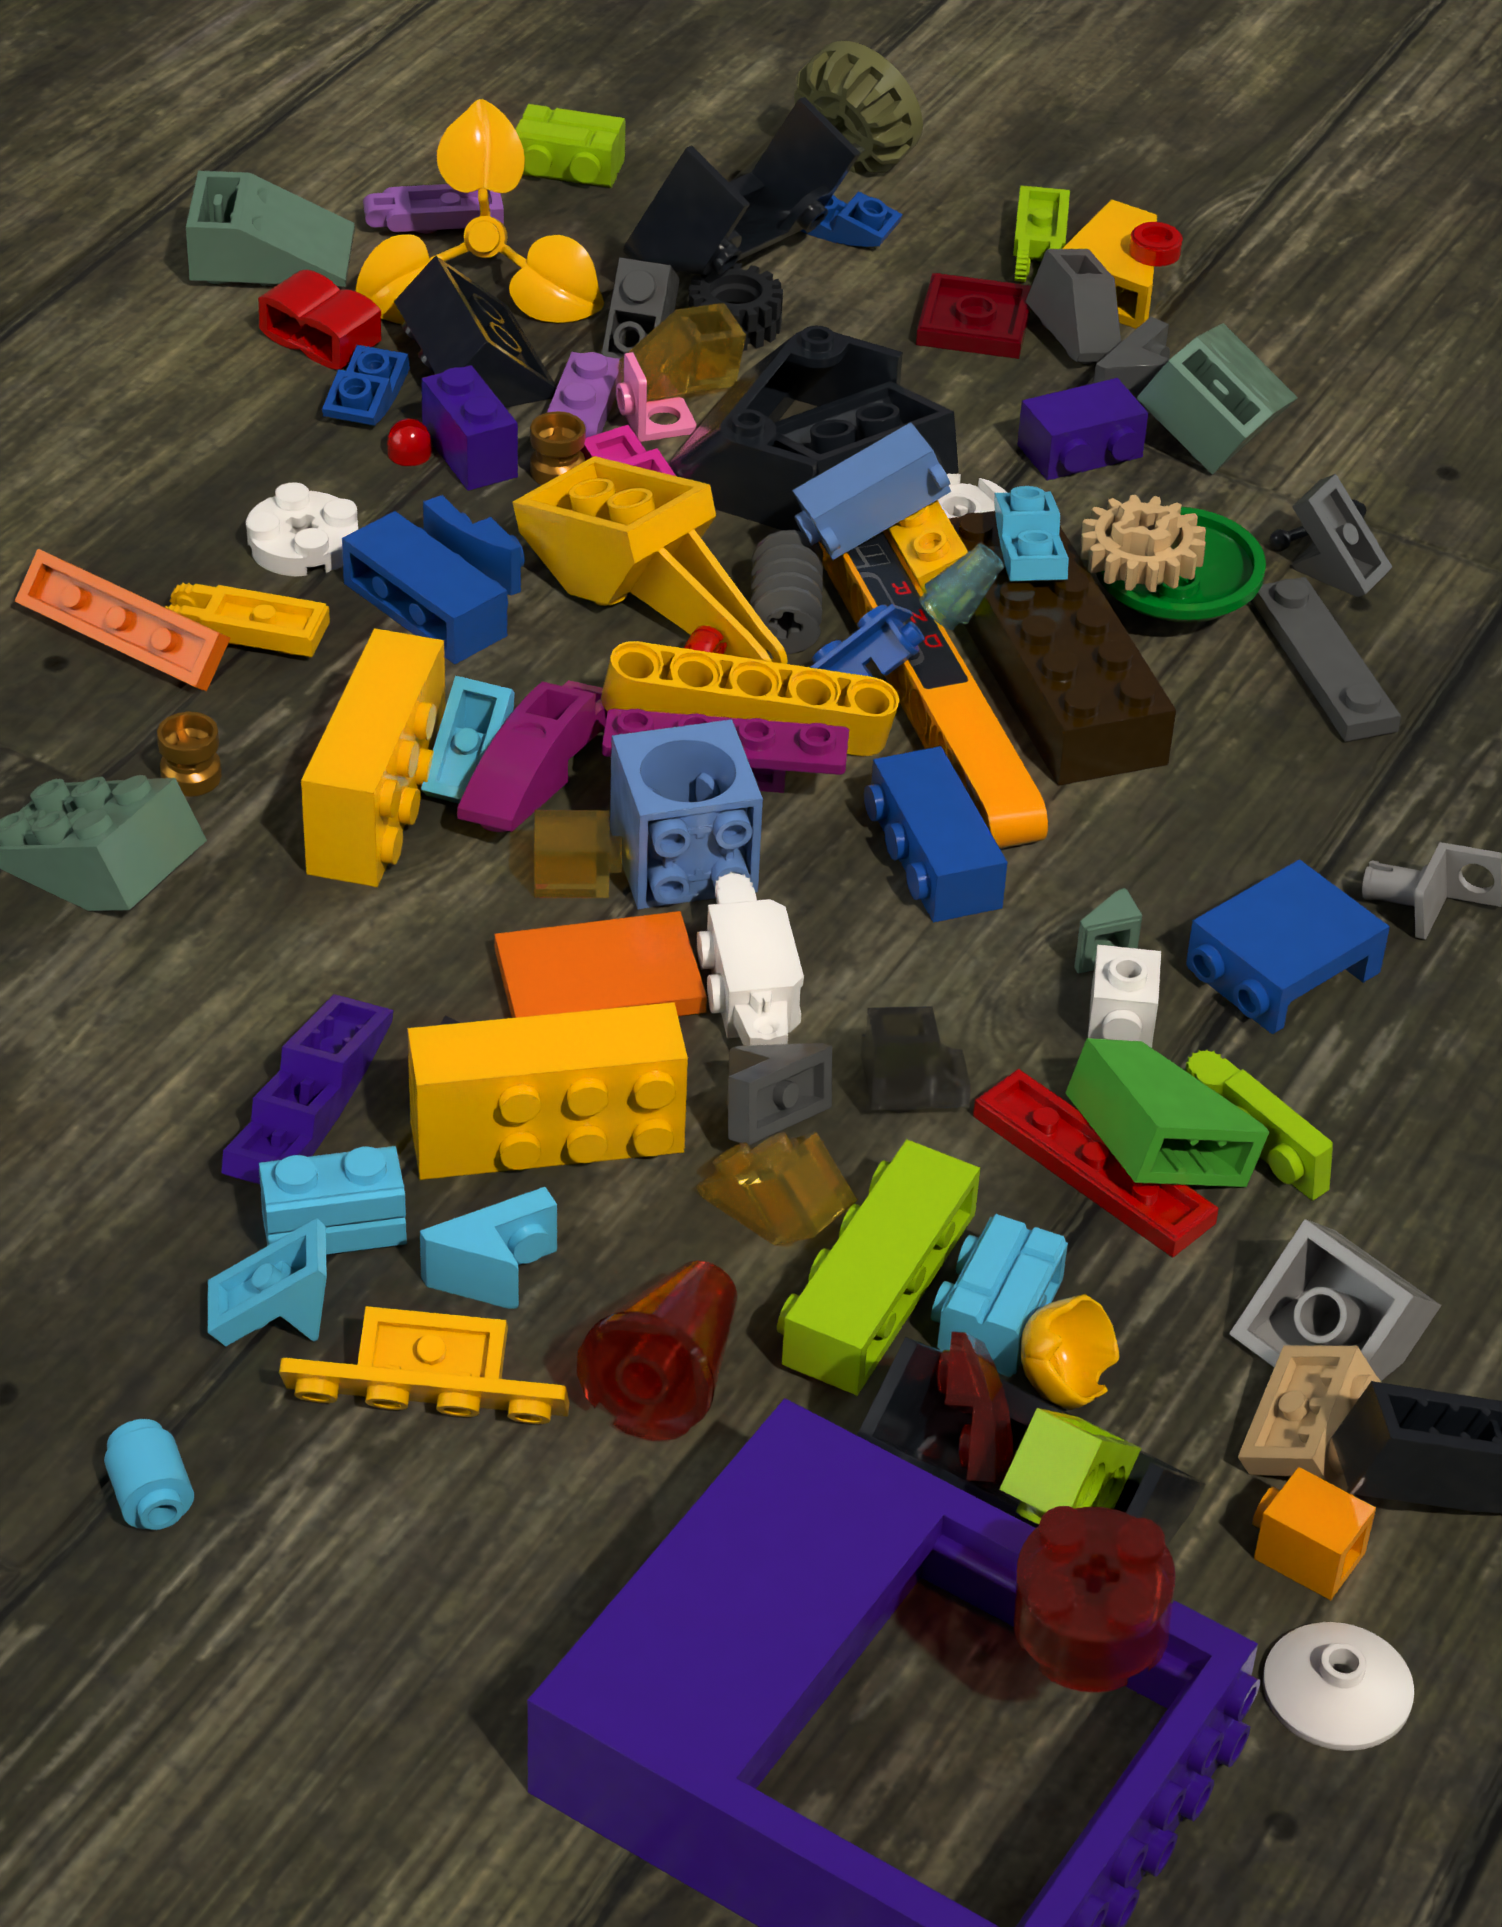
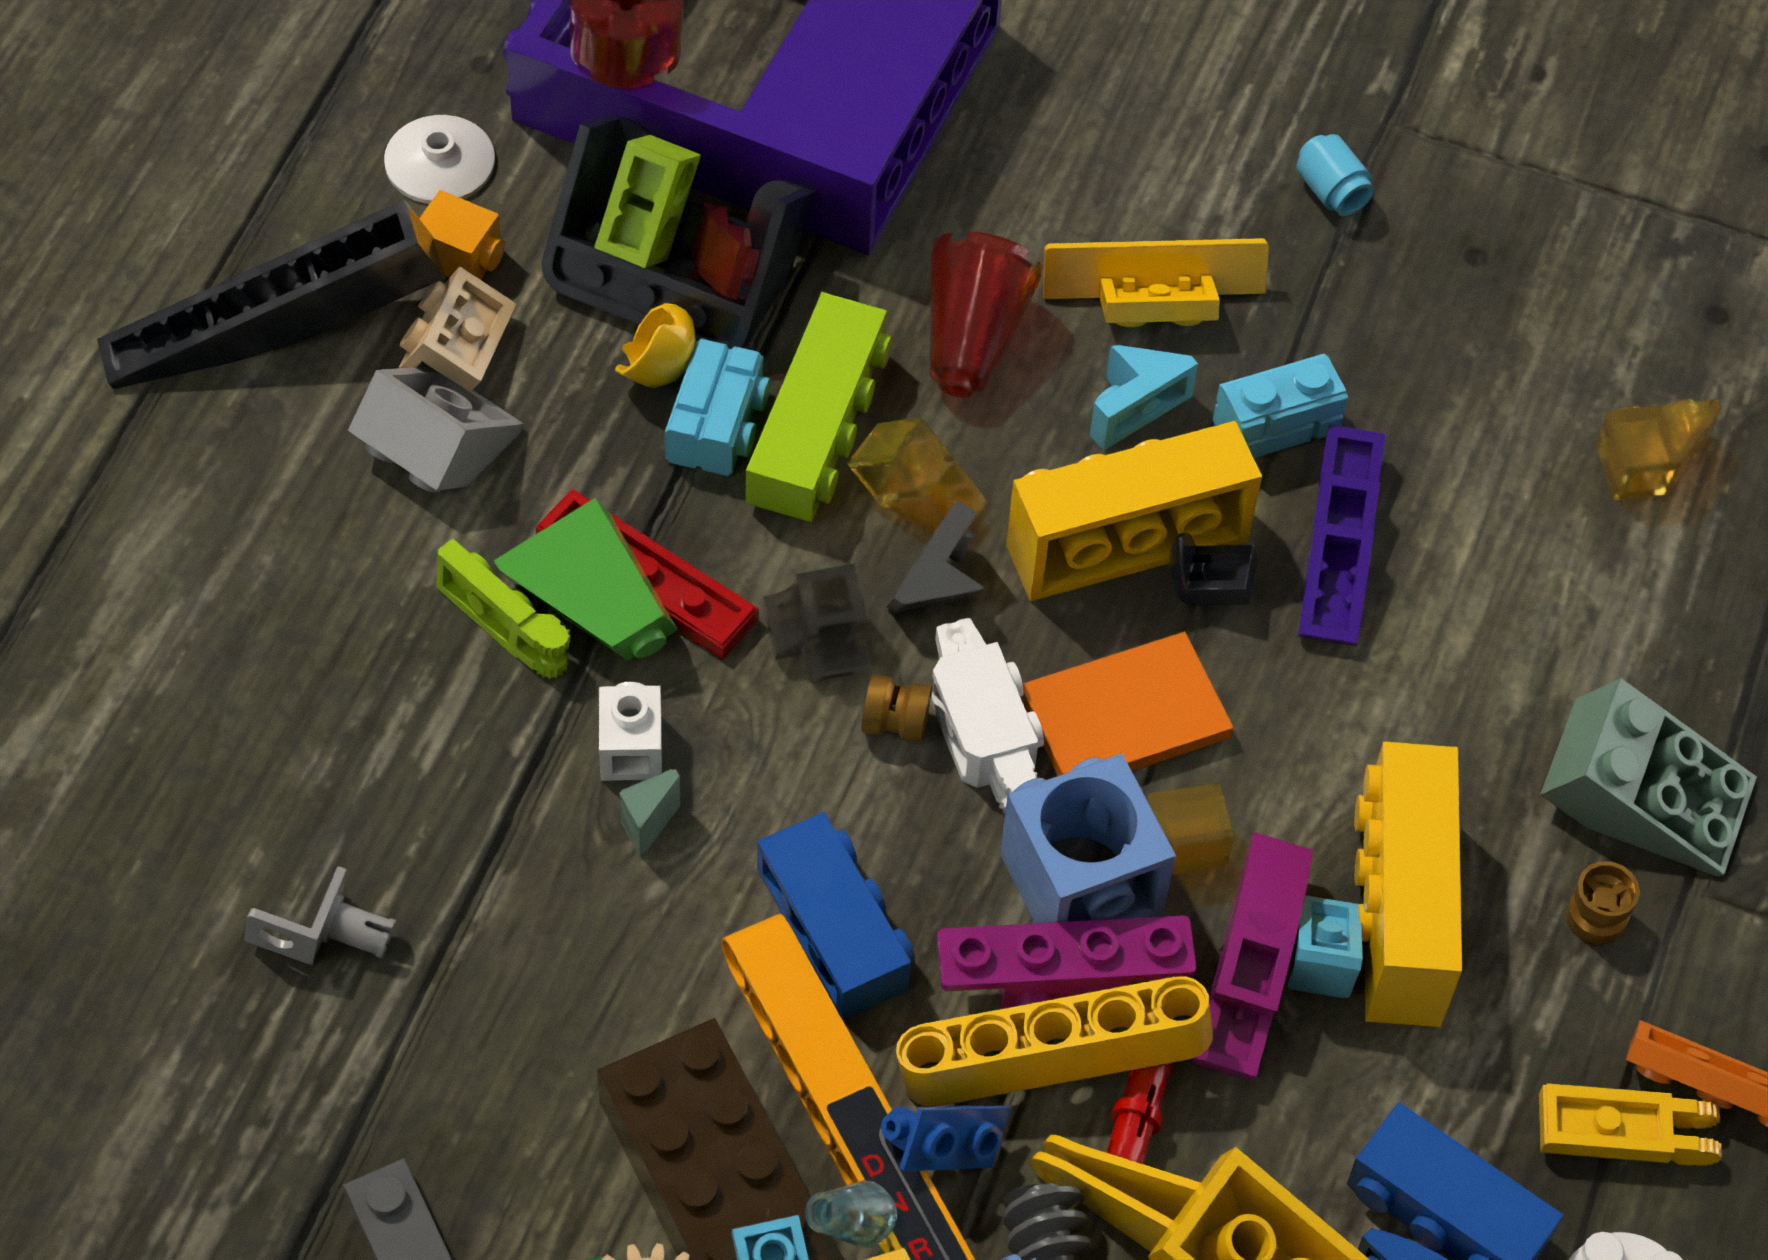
camera: 170 degrees right, 15 degrees up
(274, 1282) = (1296, 319): medium azure slope -> none
(842, 983) = (910, 712): none -> pearl gold wheel
(1284, 942) = (471, 816): blue panel -> none

